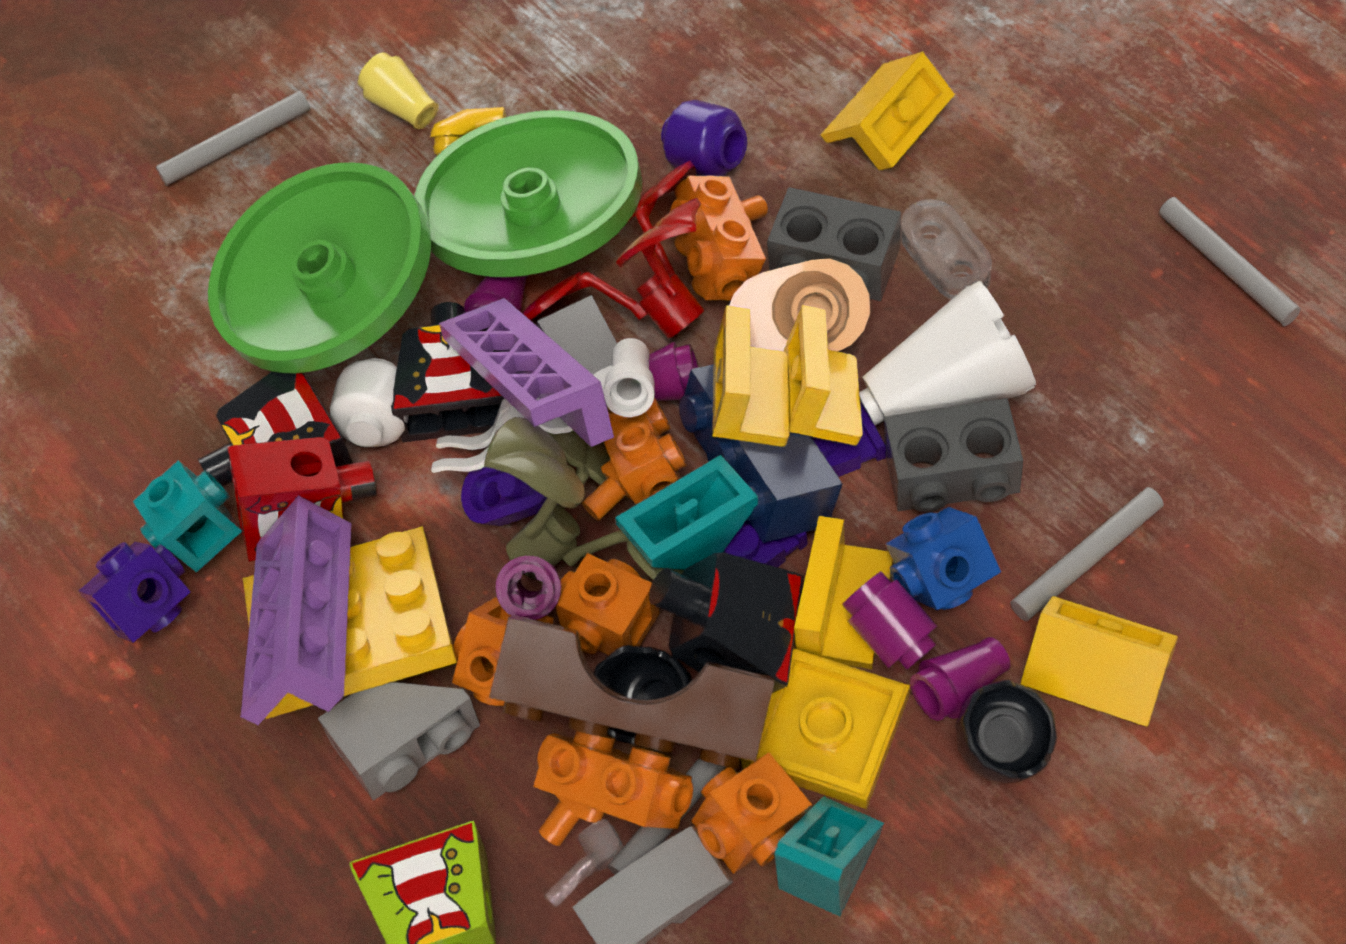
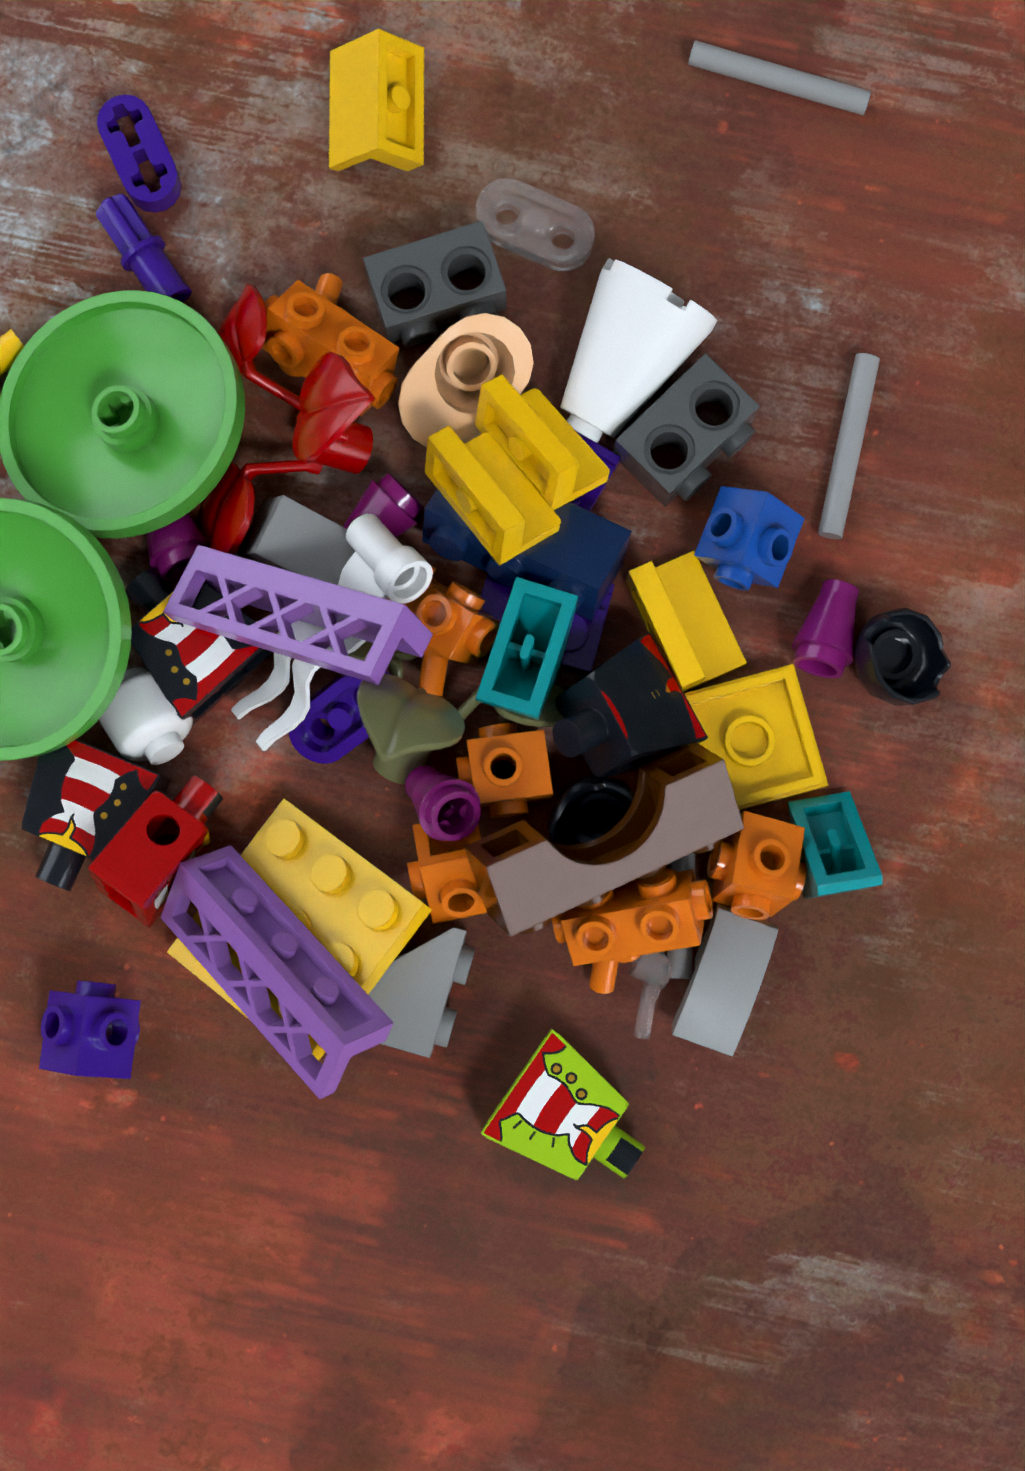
camera: 45 degrees left, 25 degrees up
(187, 515) = (75, 936): teal brick -> none
(638, 108) = (140, 249): none -> dark purple axle
(679, 50) = (127, 158): none -> dark purple beam
(706, 136) = (234, 247): dark purple head -> none
(890, 621) = (745, 622): magenta brick -> none
(1098, 660) = (924, 536): yellow panel -> none

